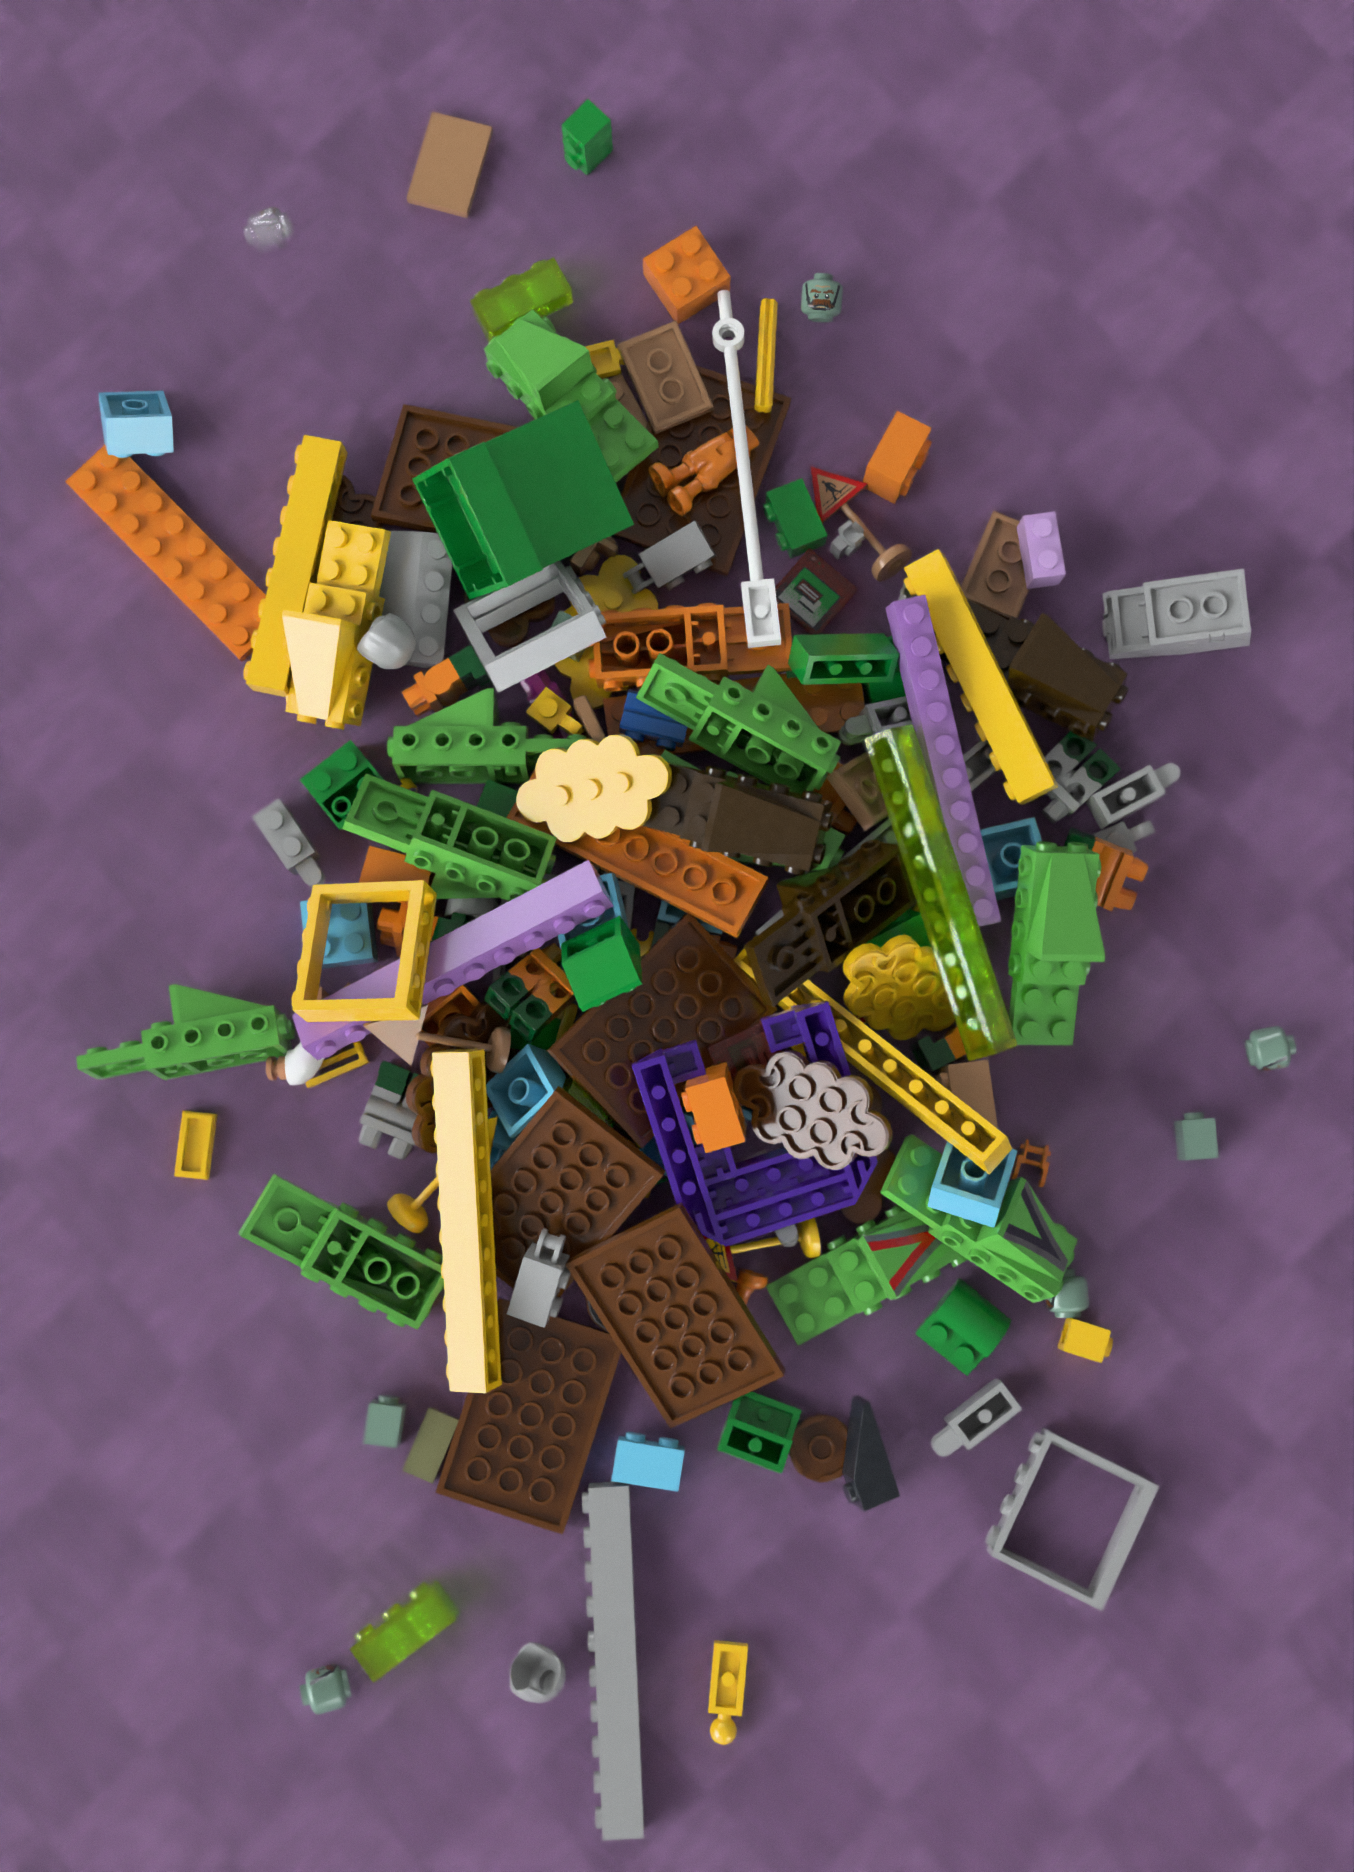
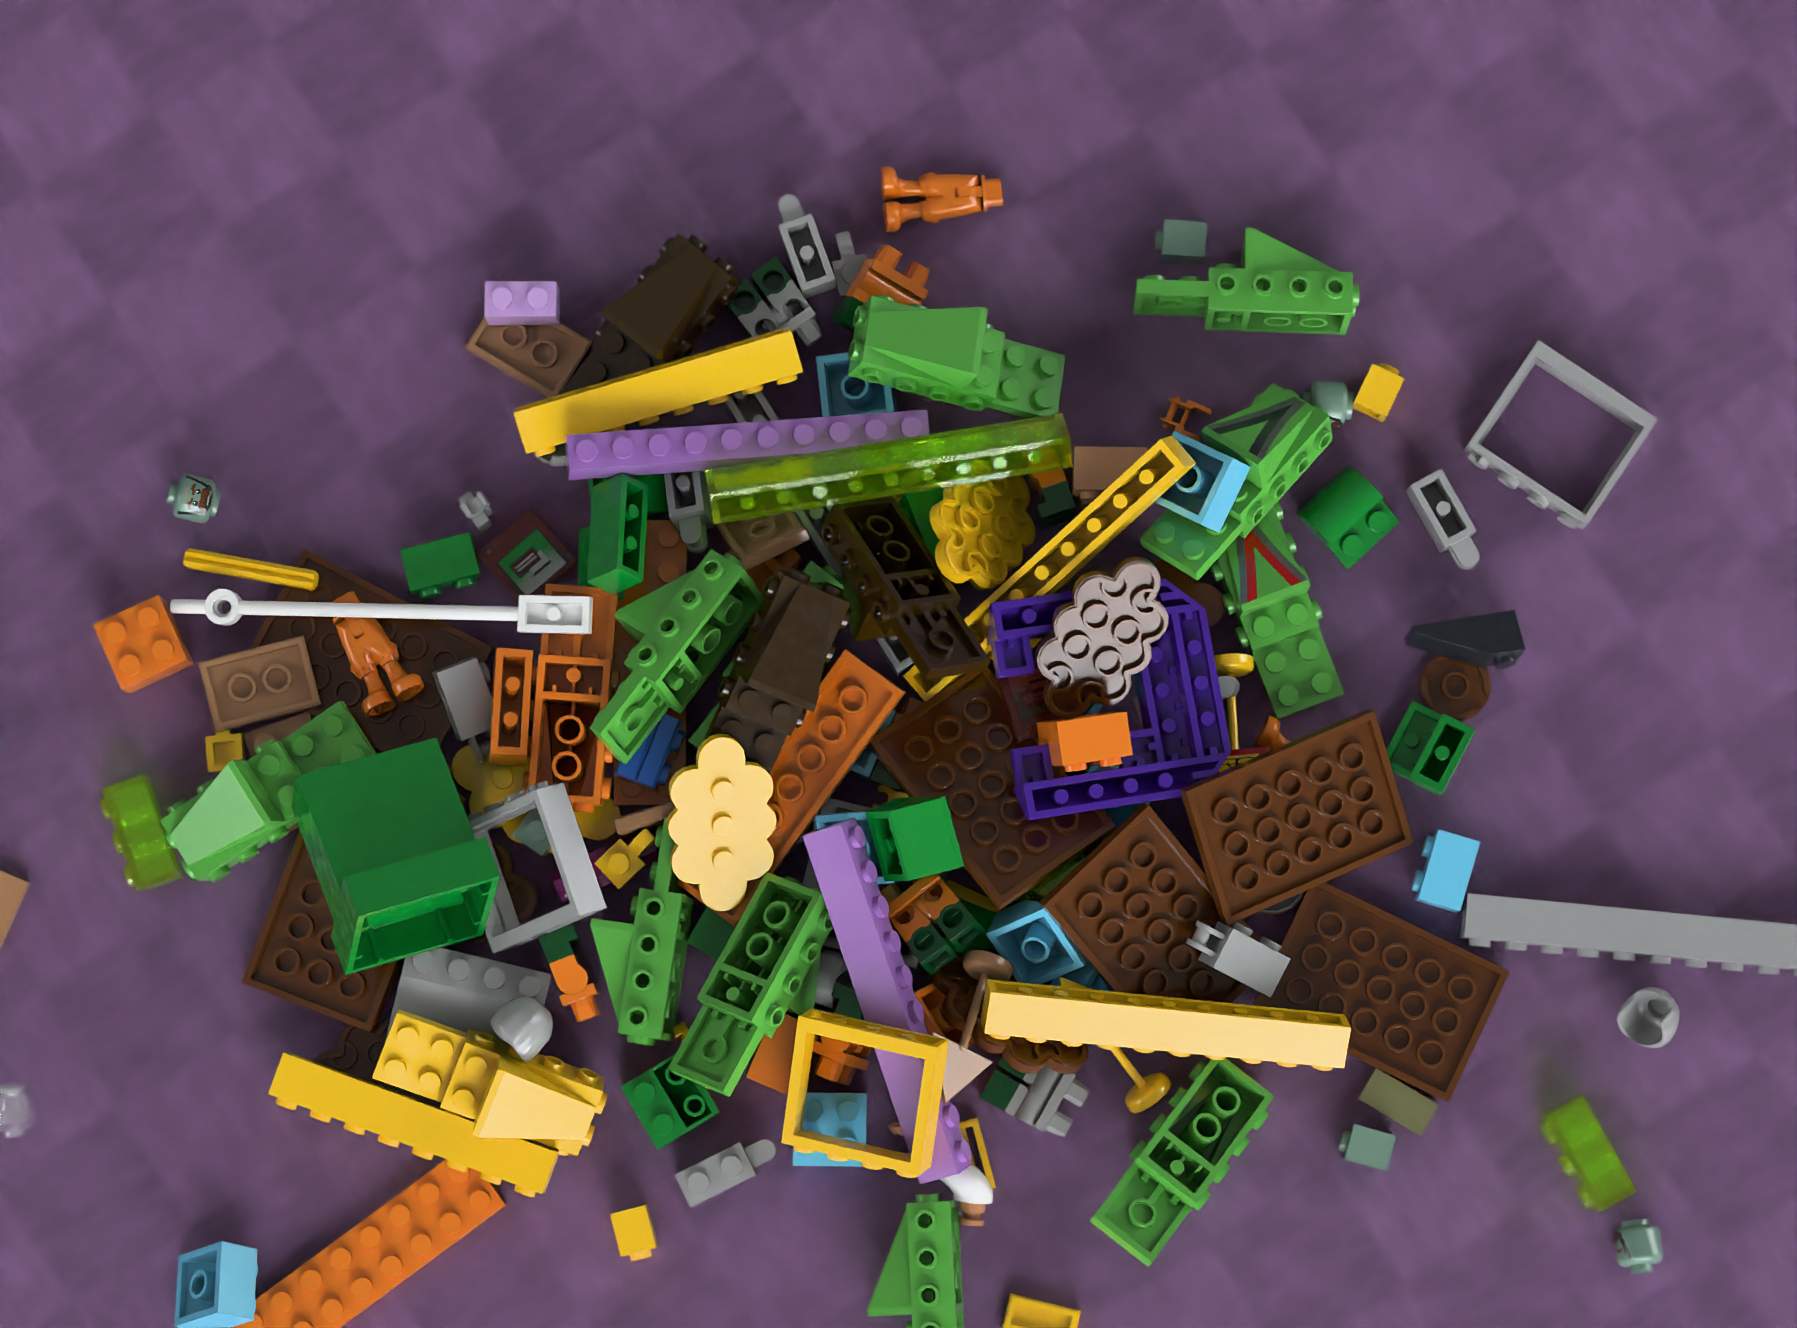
camera: 80 degrees left, 0 degrees up
(228, 773) = (634, 1232): none -> yellow brick
(672, 587) = (510, 707): none -> orange brick
(727, 1688) = (1689, 821): yellow plate -> none
(832, 494) = (417, 516): medium nougat piece -> none
(897, 457) = (393, 443): orange brick -> none
(1173, 1224) = (1273, 279): none -> bright green wedge
(1178, 616) = (617, 170): light grey piece -> none
(1200, 915) = (944, 193): none -> orange piece
(1270, 1048) = (1098, 148): sand green head -> none

